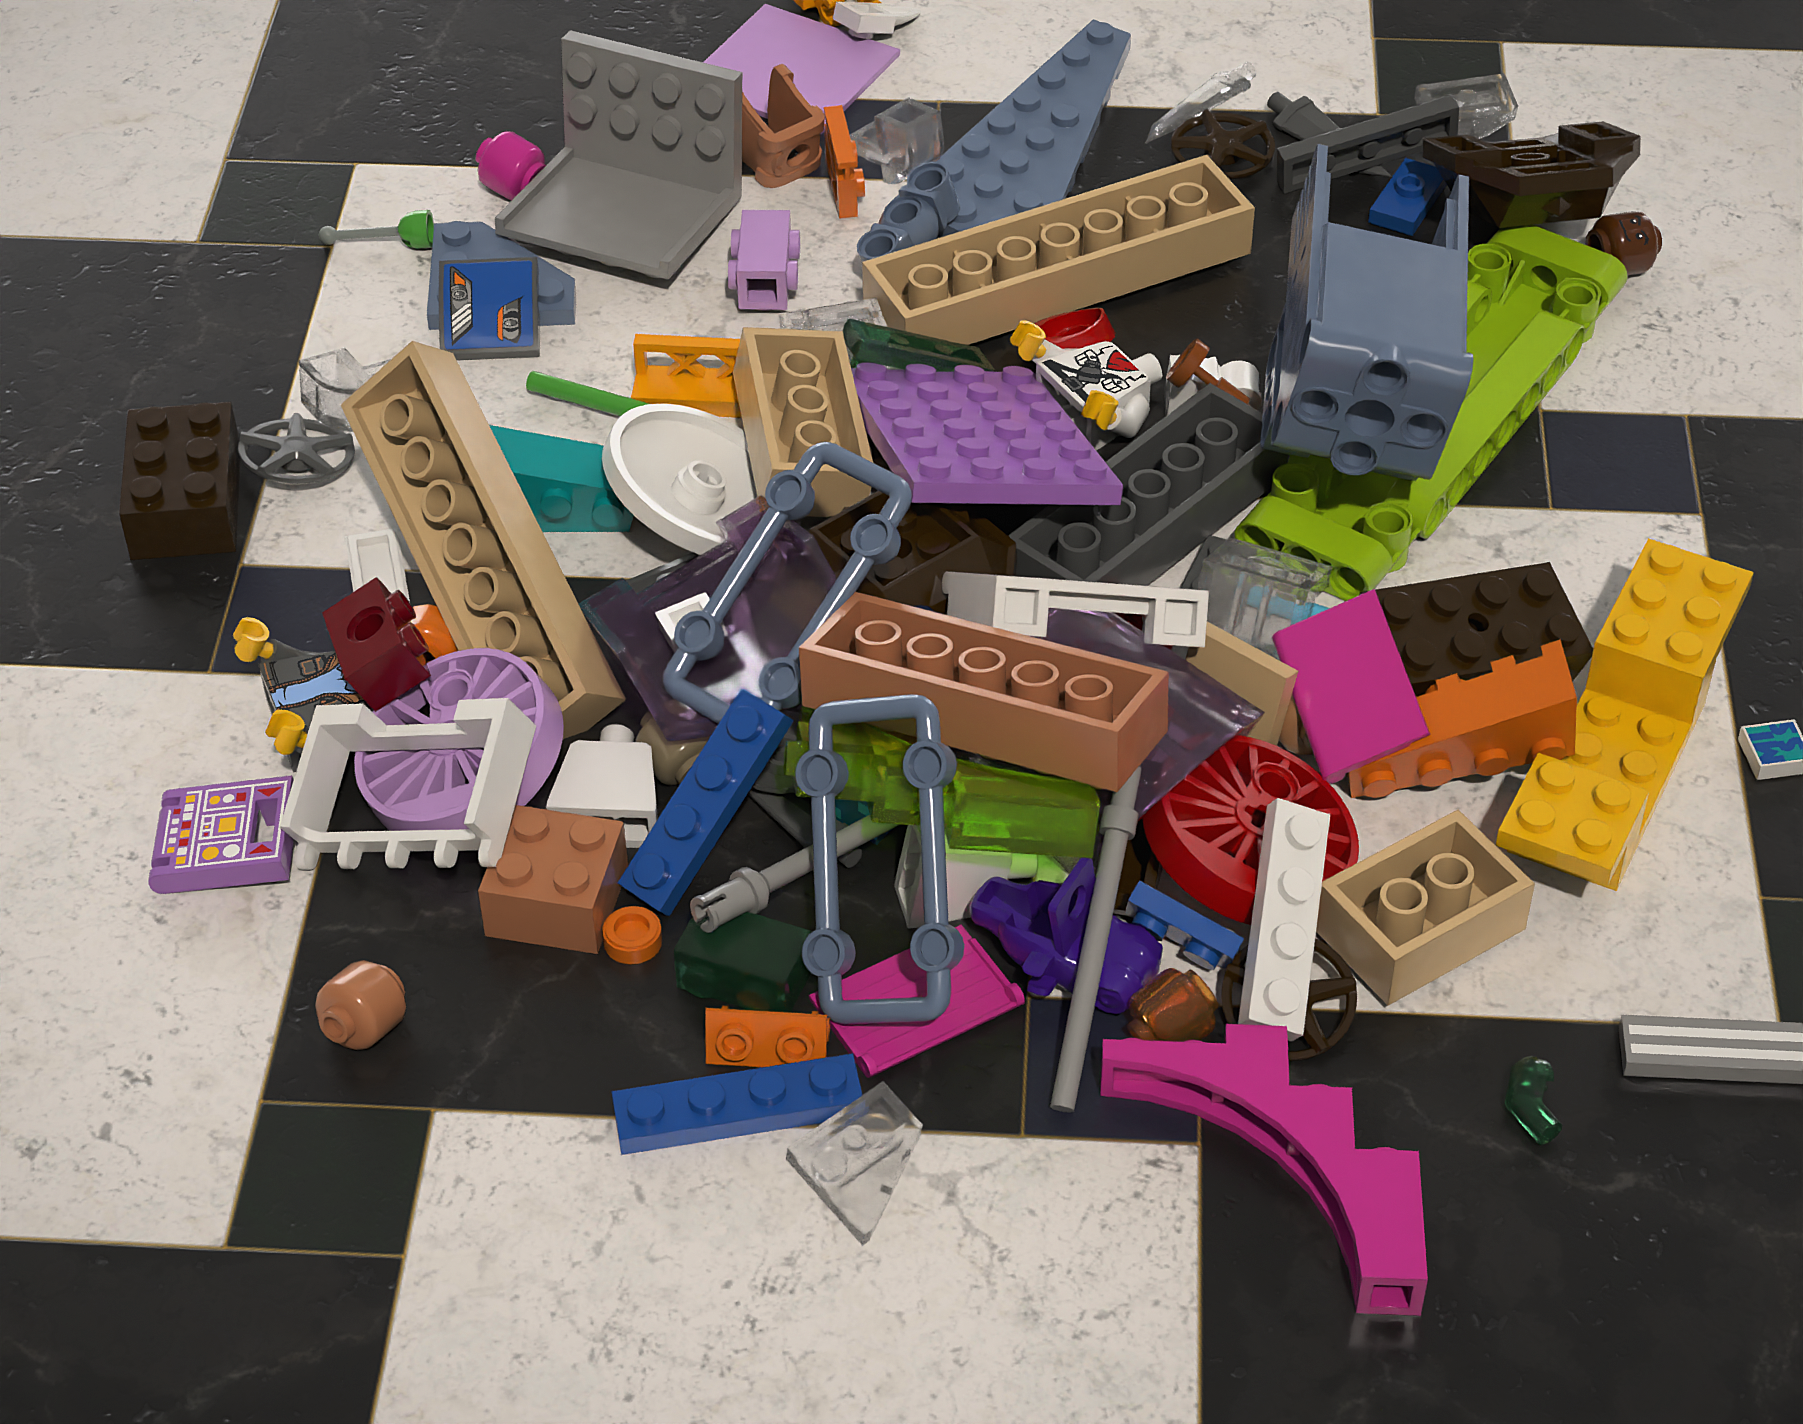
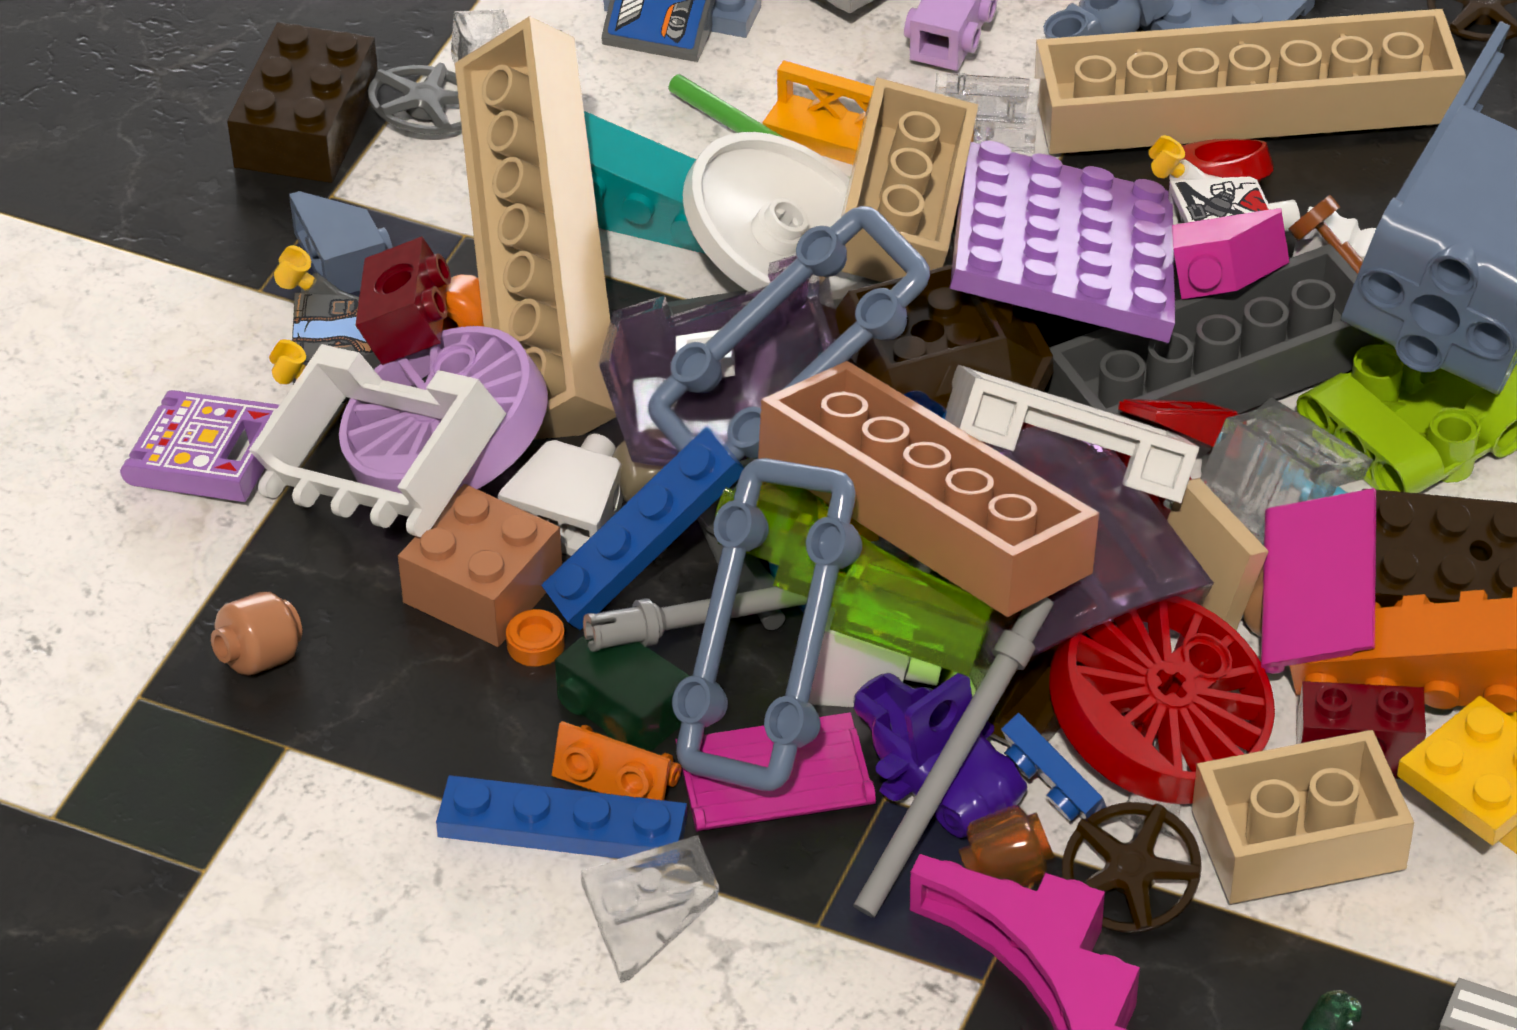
camera: 20 degrees right, 0 degrees up
(278, 598) = (336, 238): none -> sand blue slope
(376, 556) = (450, 231): white tile -> none
(900, 348) = (1034, 134): clear green piece -> none
(1129, 411) = (1228, 251): none -> dark pink slope
(1157, 570) = (1190, 419): none -> red slope
(1284, 917) = (1148, 787): white plate -> none
(1418, 799) = (1347, 708): none -> dark red brick

